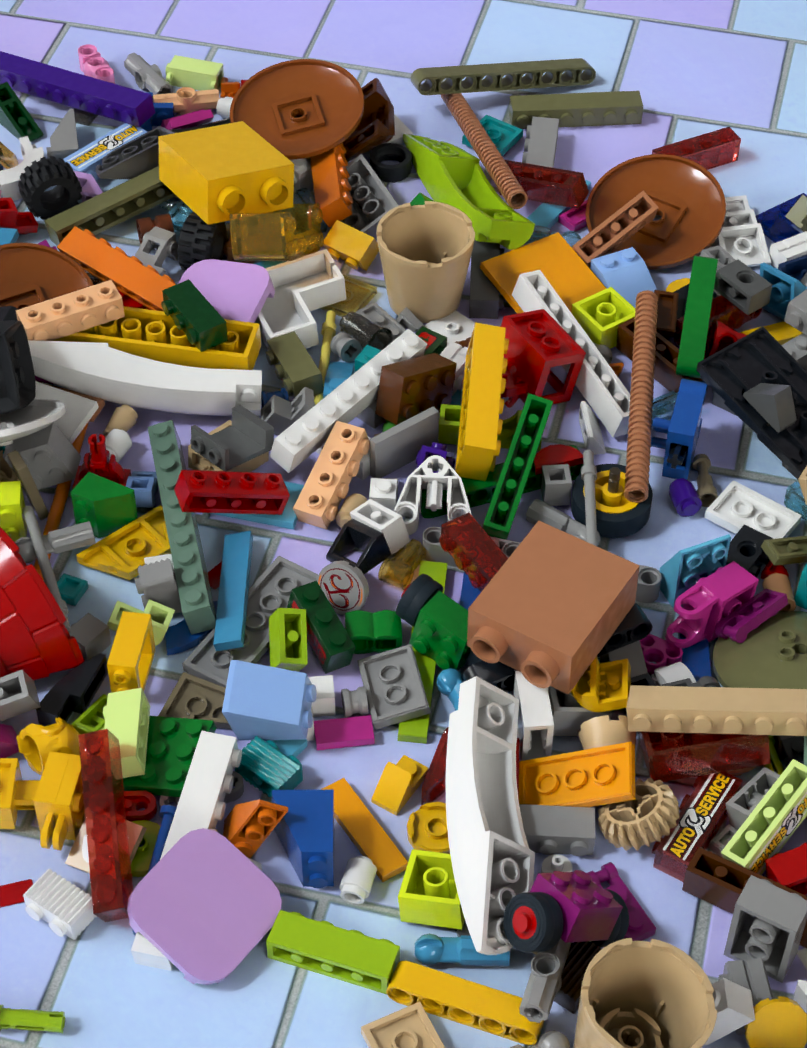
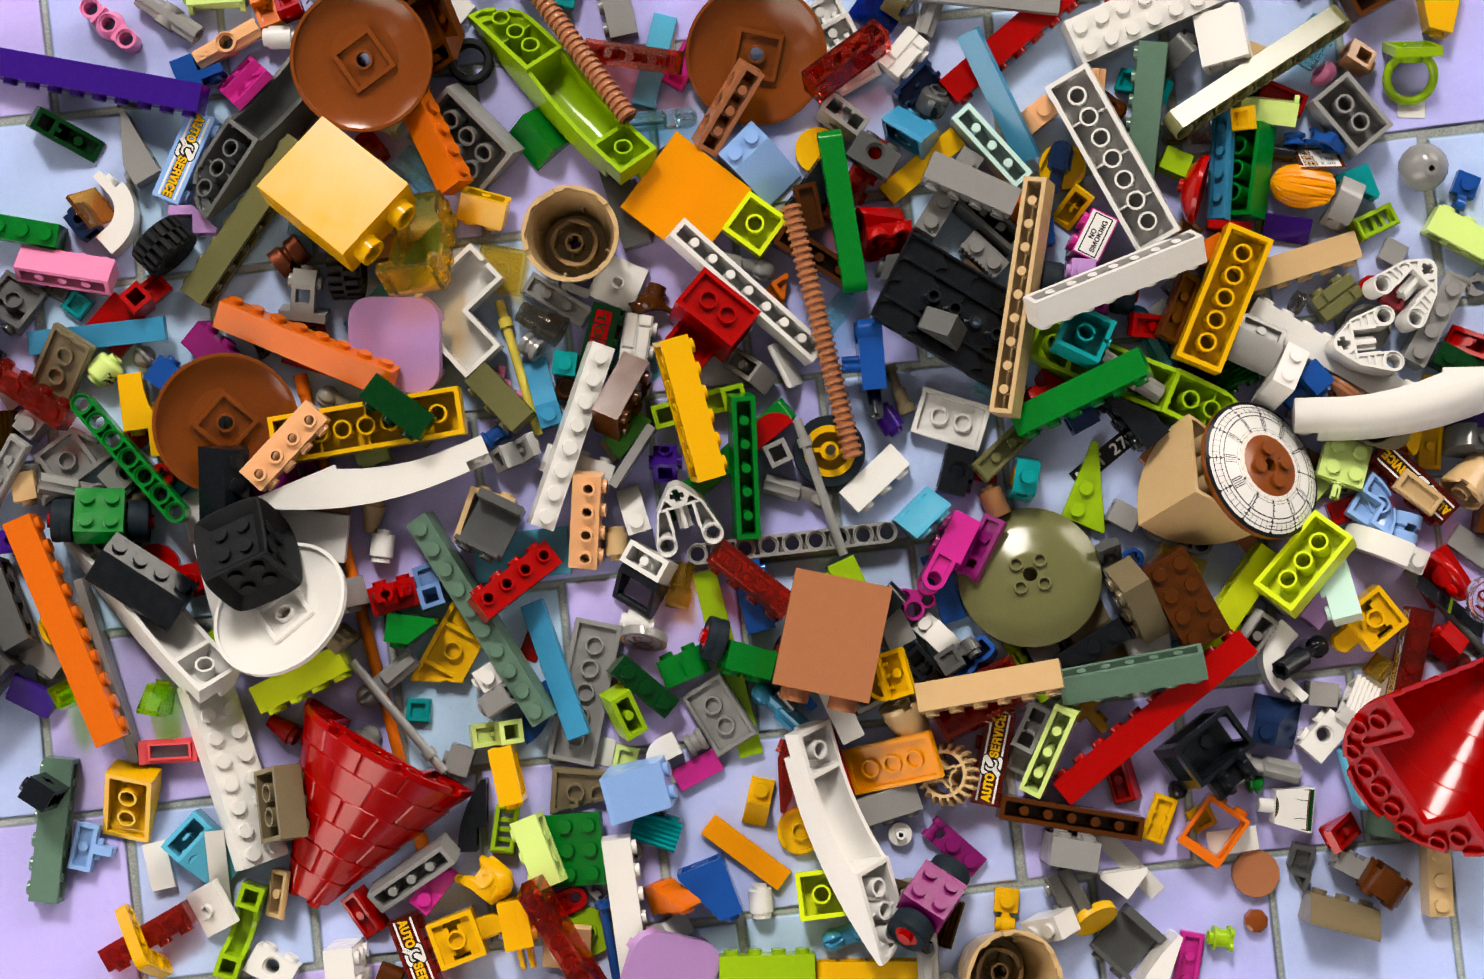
camera: 25 degrees left, 40 degrees up
(562, 424) = (750, 371): none -> light grey slope
(652, 536) = (875, 479): none -> white brick
(740, 224) = (846, 60): none -> clear red brick

